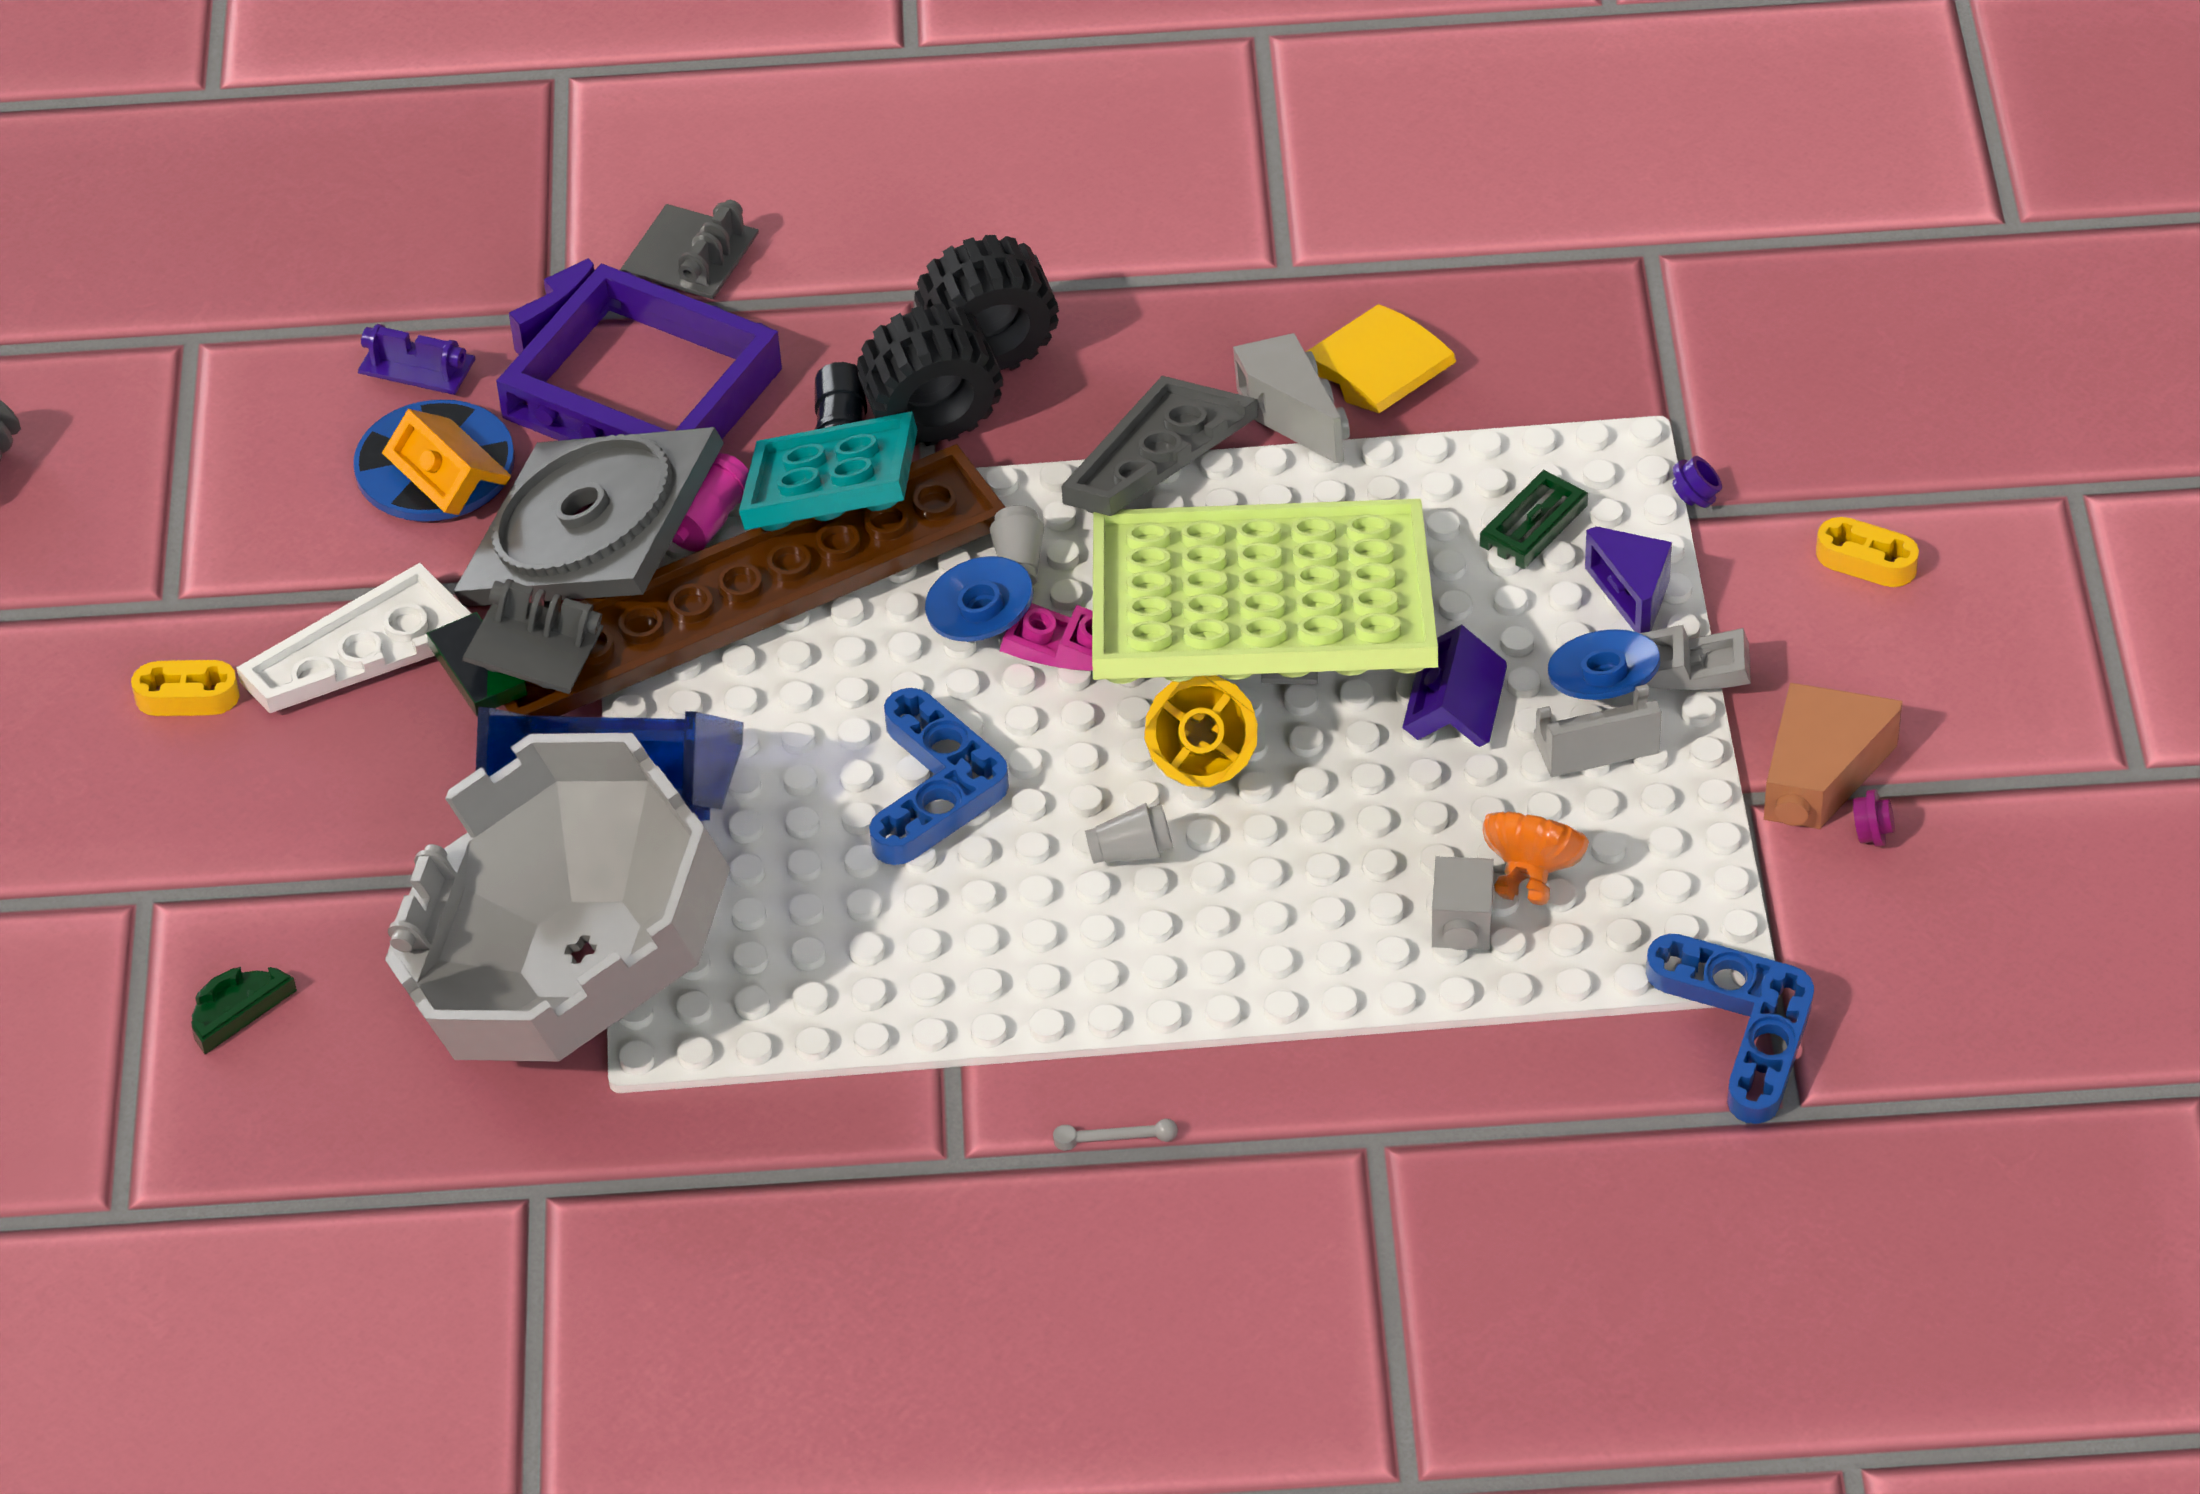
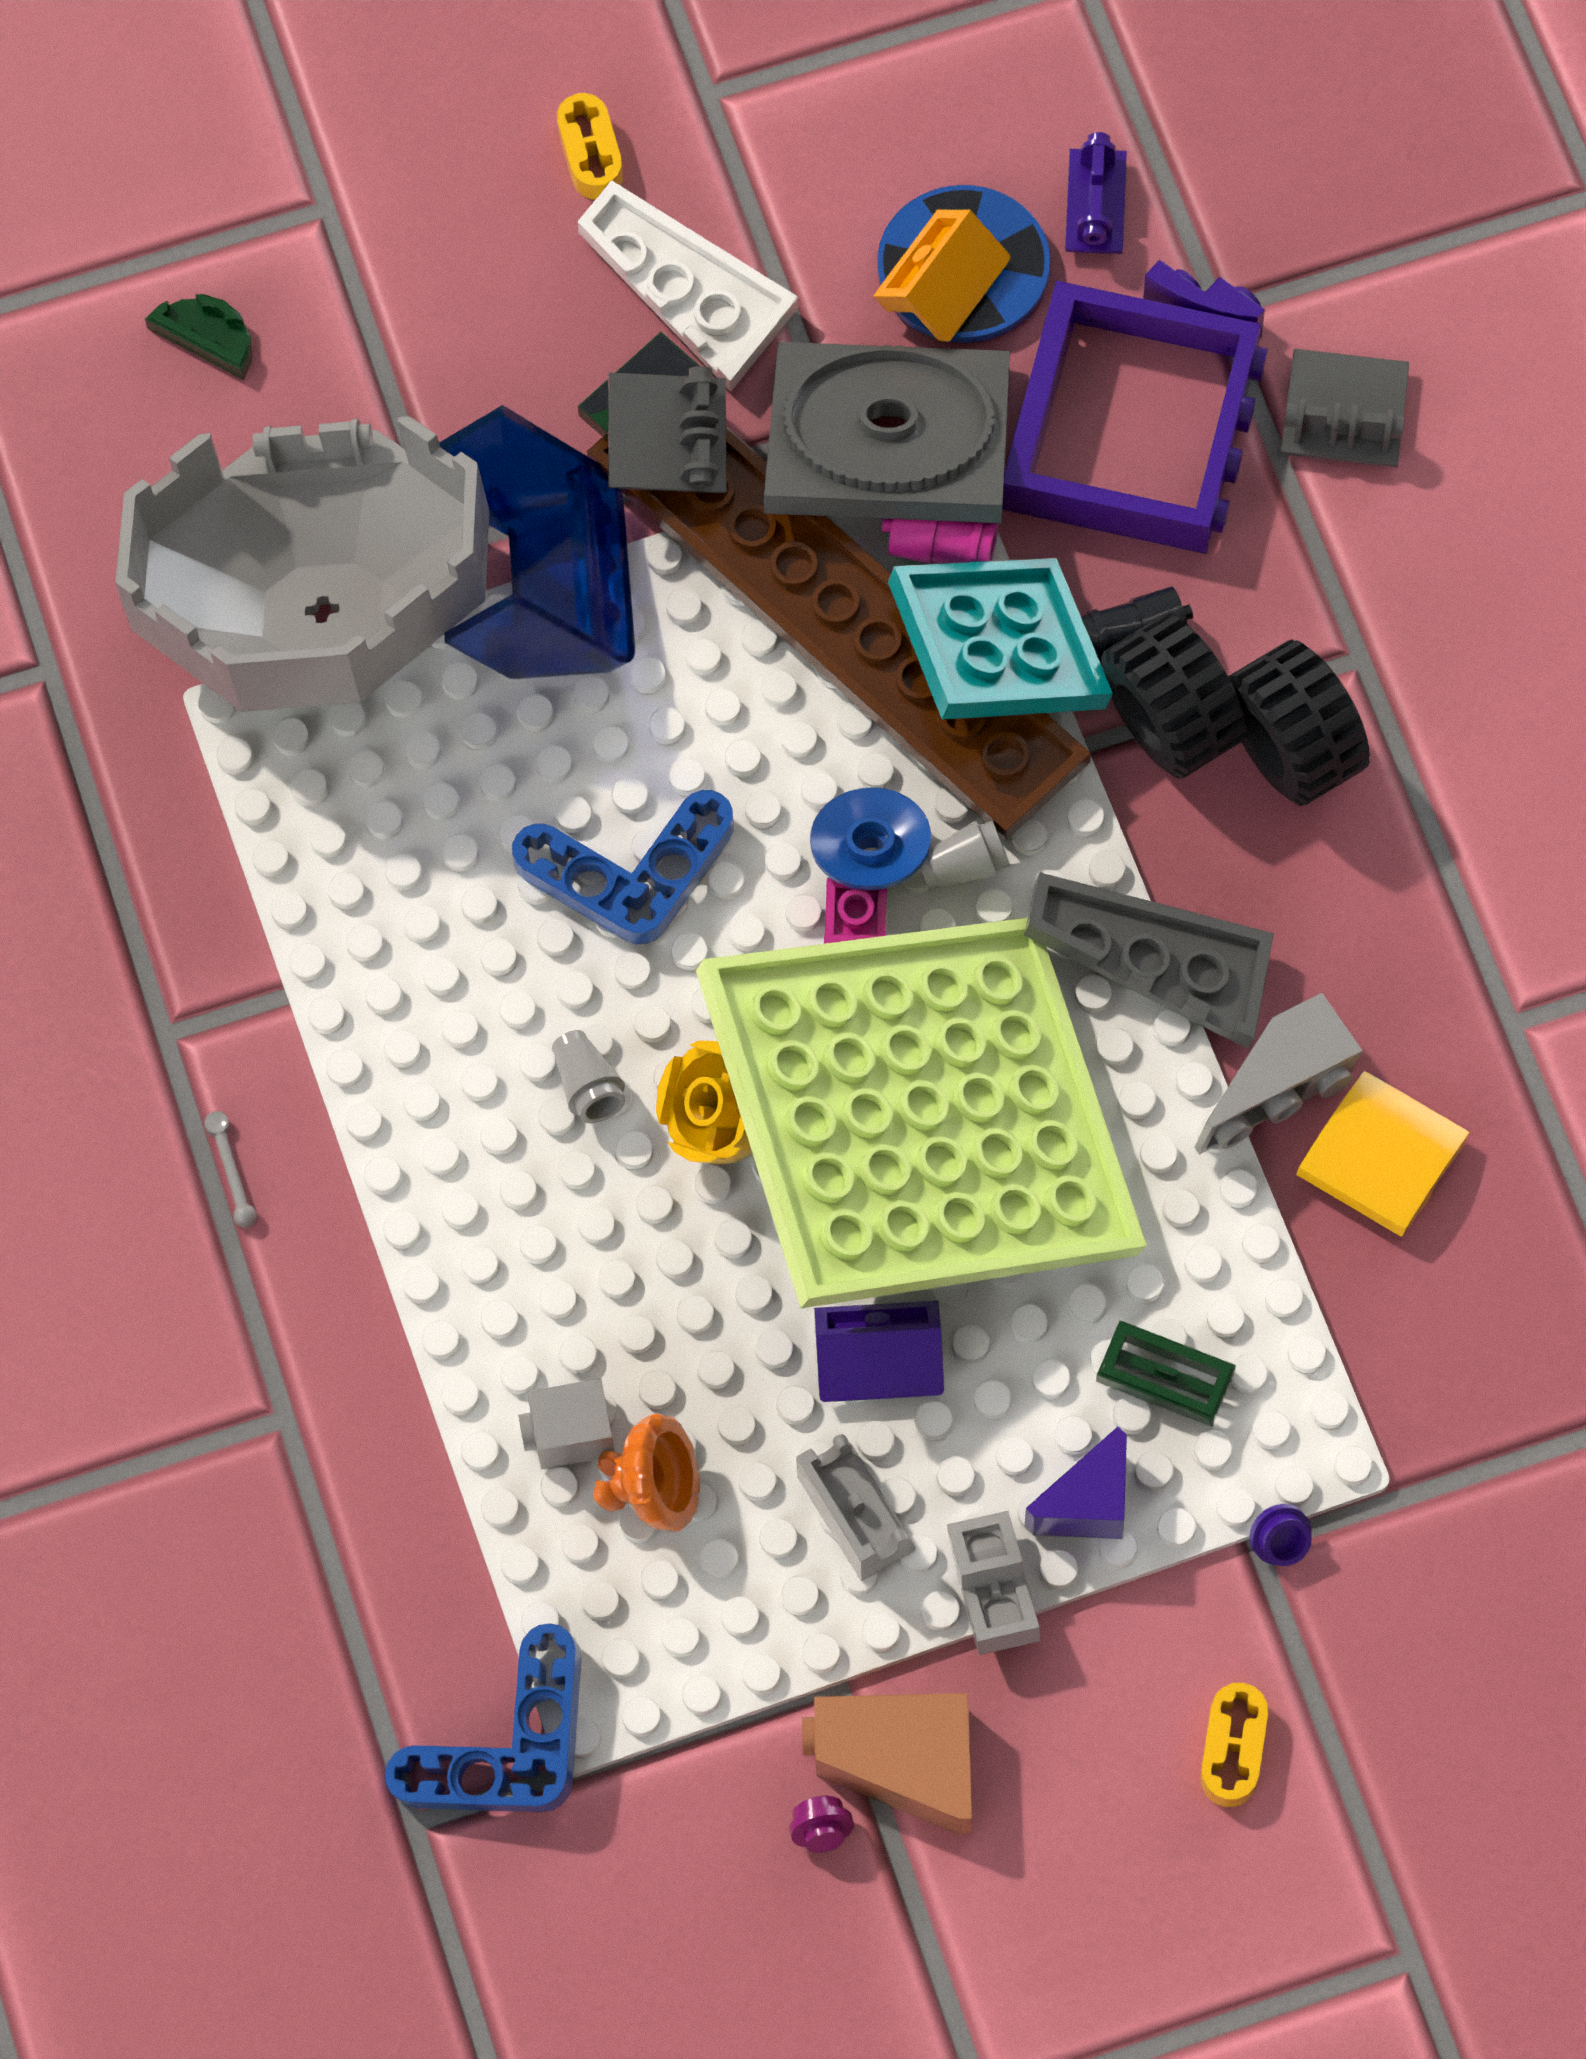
camera: 75 degrees right, 20 degrees up
(1603, 664) = (948, 1470): blue dish -> none

